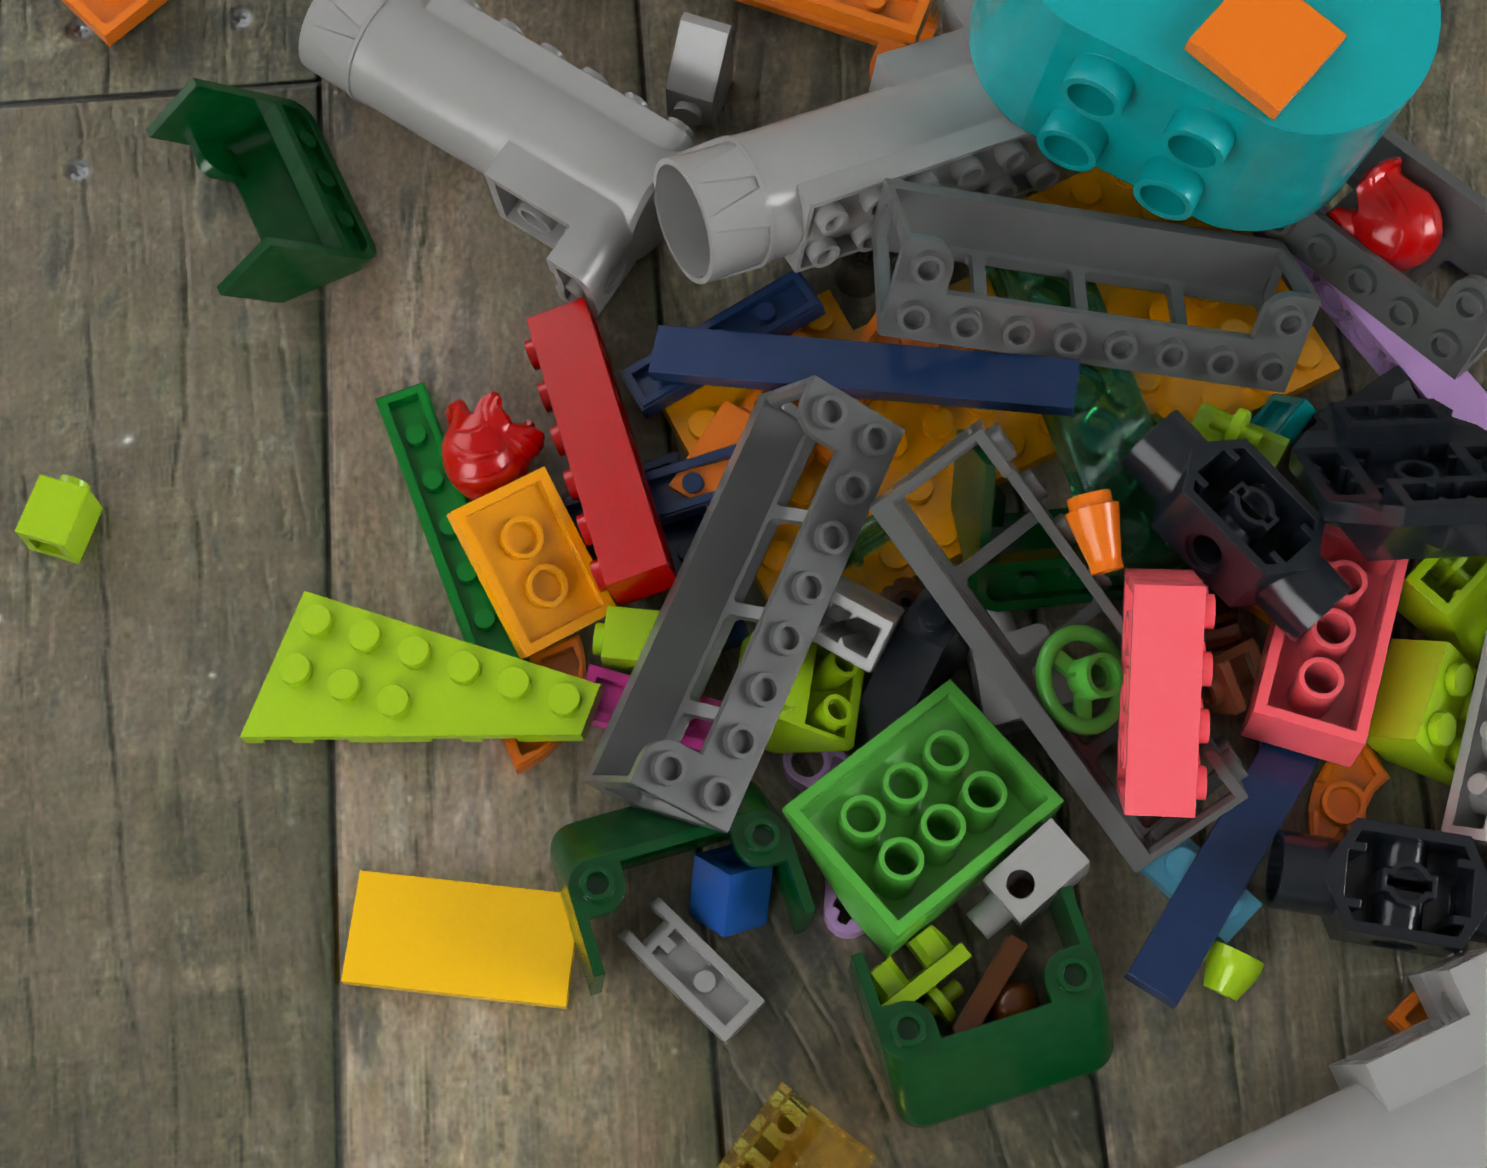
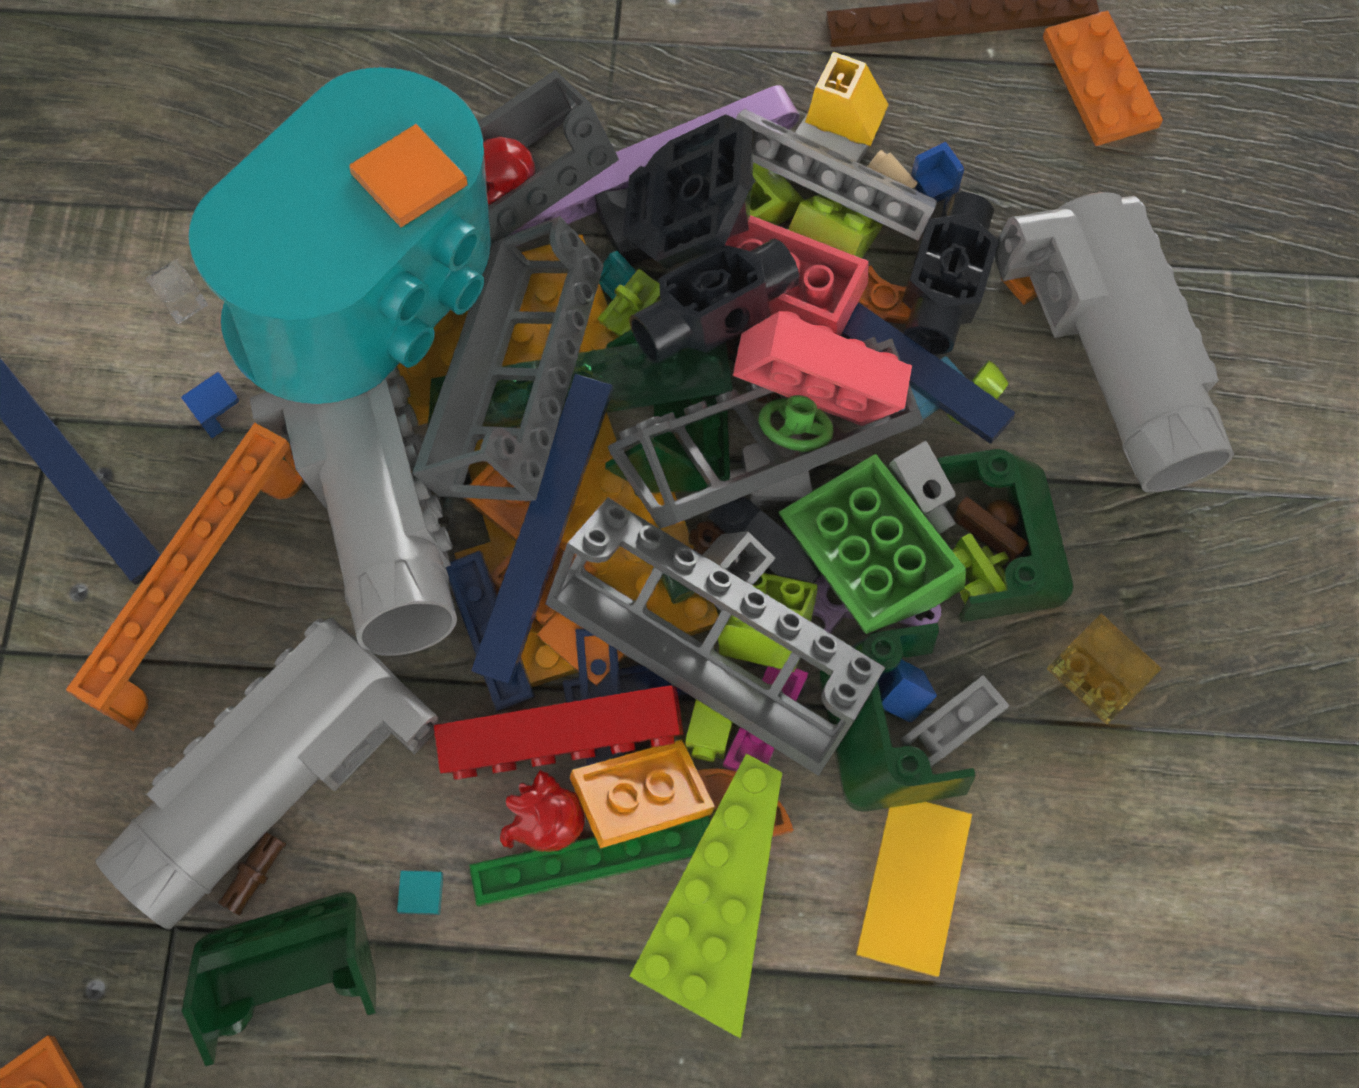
camera: 80 degrees left, 0 degrees up
(385, 334) = (420, 892): none -> teal tile
(387, 145) = (251, 873): none -> reddish brown pin
(699, 71) = (255, 615): light grey slope -> none
(1096, 527) = (705, 384): orange cone -> none

